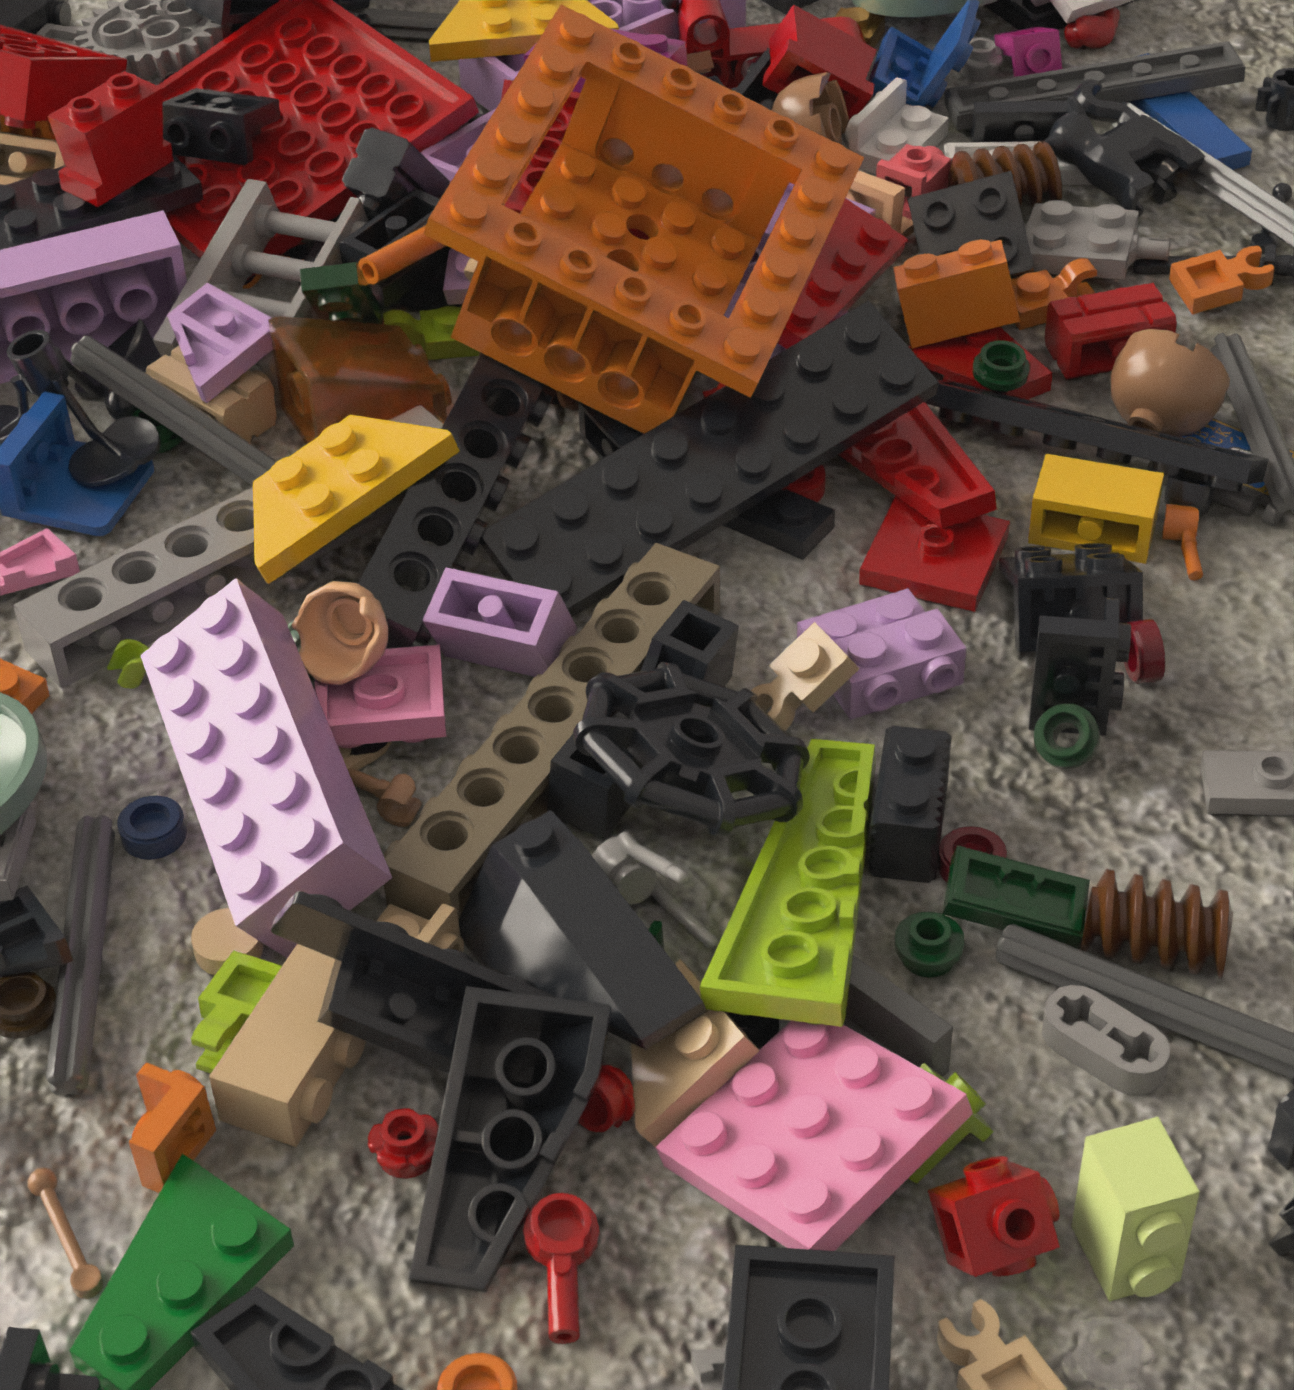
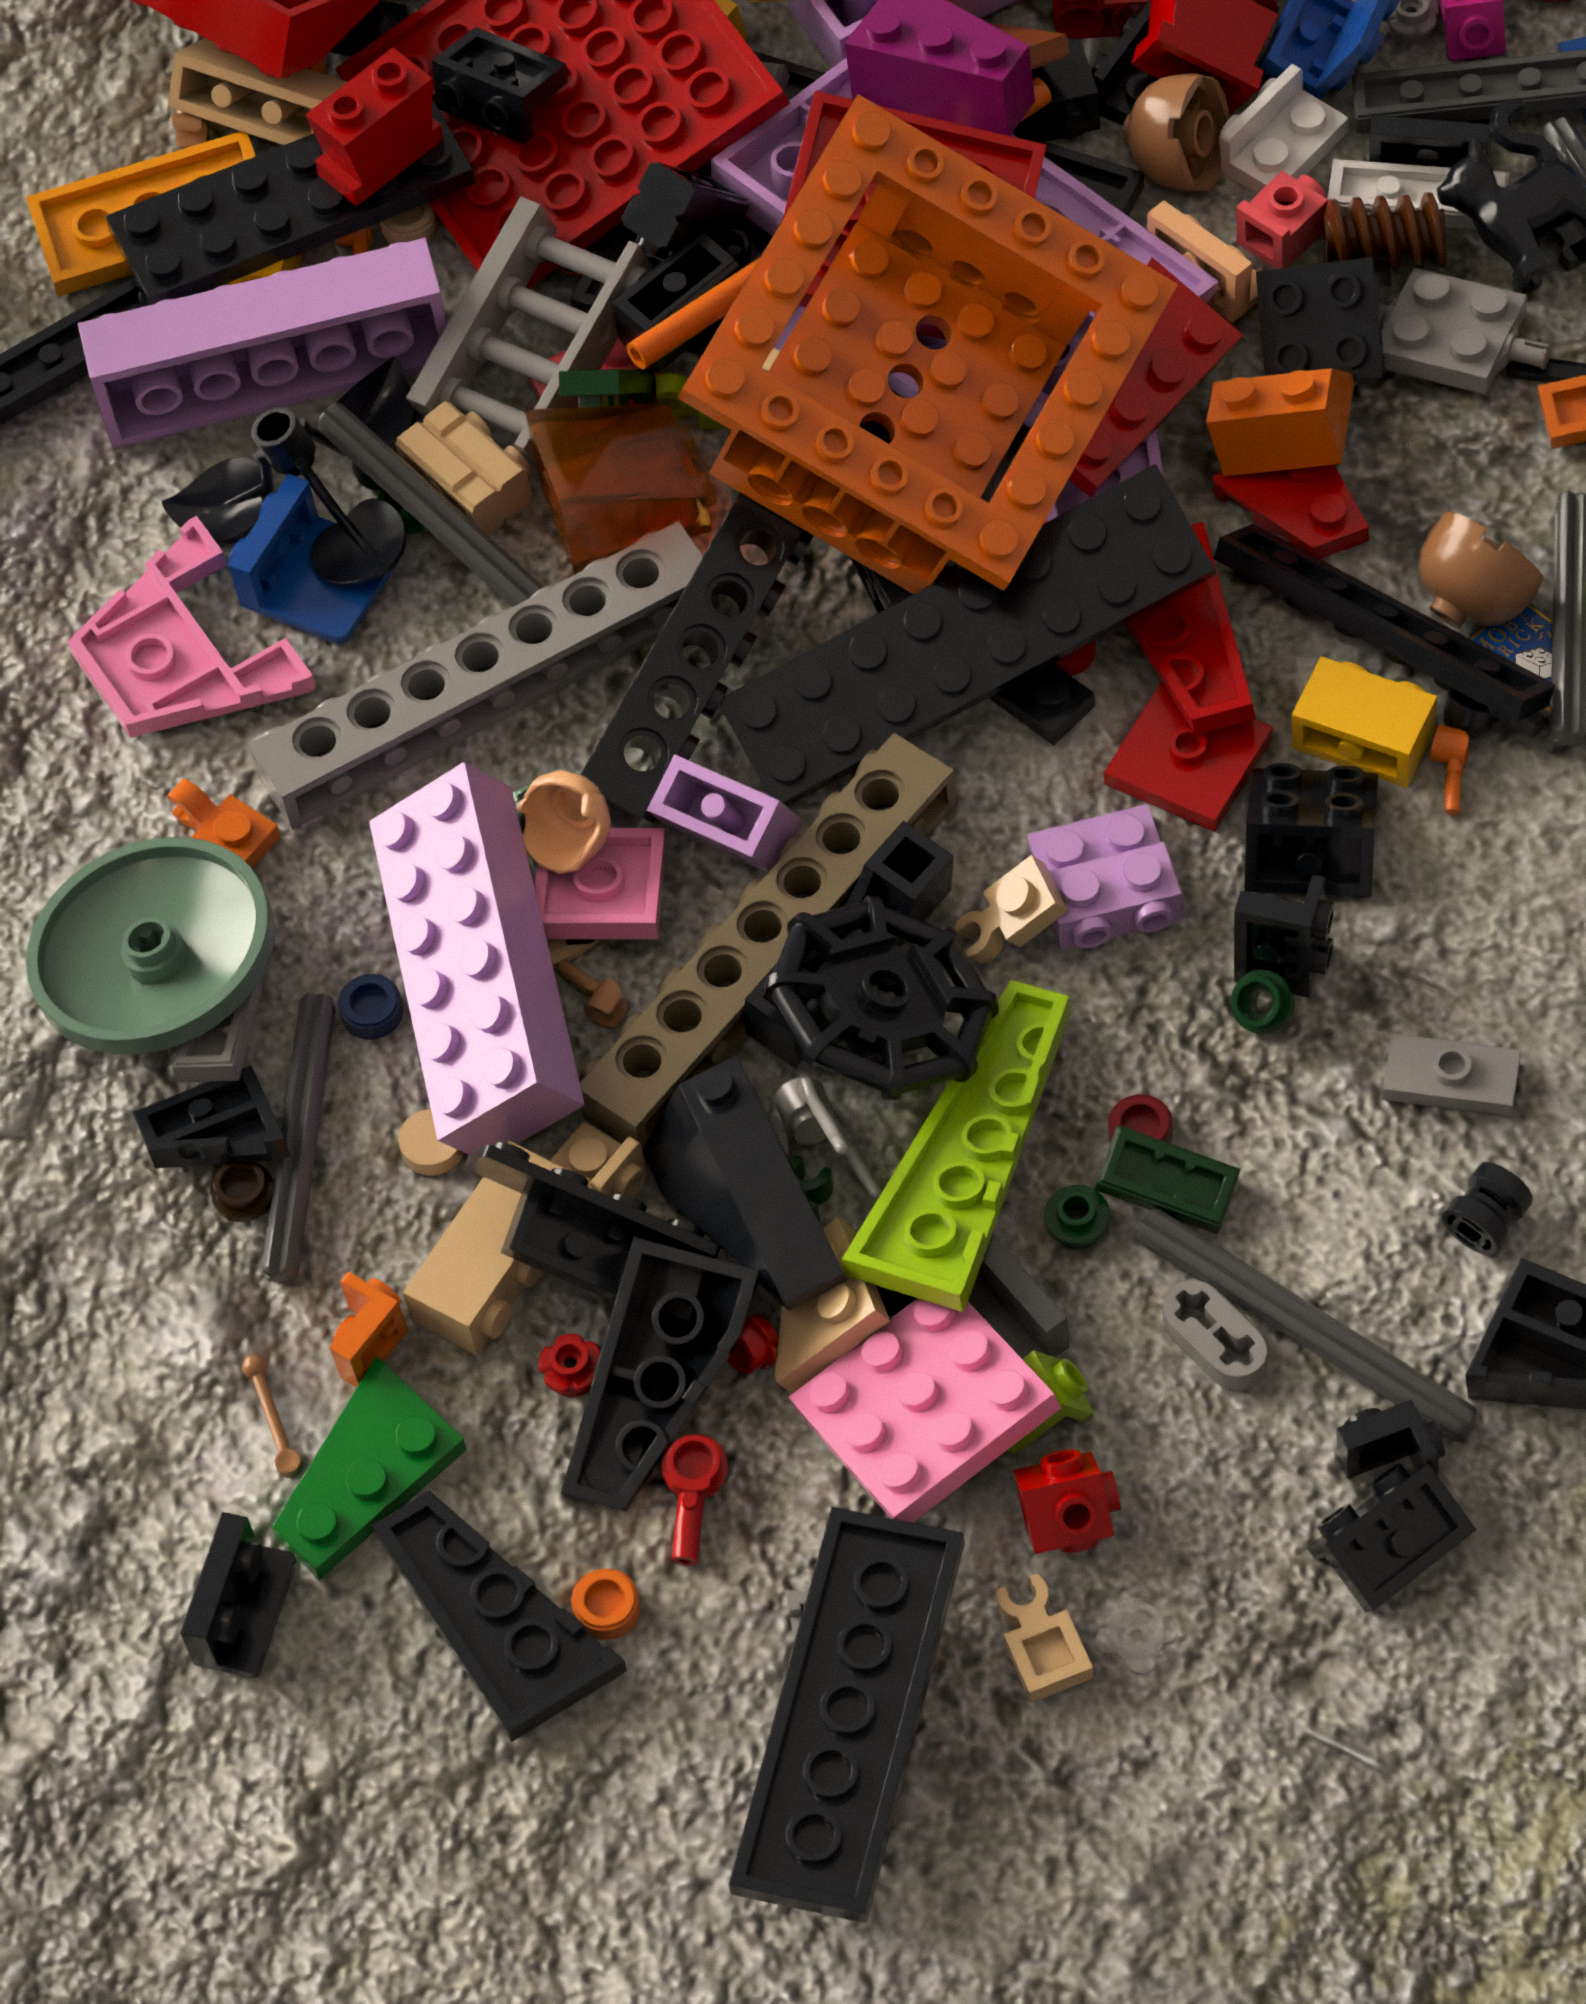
camera: 15 degrees right, 15 degrees up
(128, 659) = (366, 807): lime hand -> none
(219, 338) = (474, 414): lavender wing -> none
(228, 1004) = (429, 1212): lime plate -> none
(337, 484) = (575, 639): yellow wing -> none
(909, 804) = (1087, 1067): black brick -> none
(1001, 366) = (1307, 511): dark green plate -> none
(1037, 289) = (1387, 410): orange plate -> none
(1094, 328) = (1445, 471): red brick -> none
(1134, 1209) = (1181, 1513): yellowish green brick -> none
(1146, 652) = (1363, 910): dark red tile -> none
(1159, 922) = (1288, 1226): reddish brown piece -> none

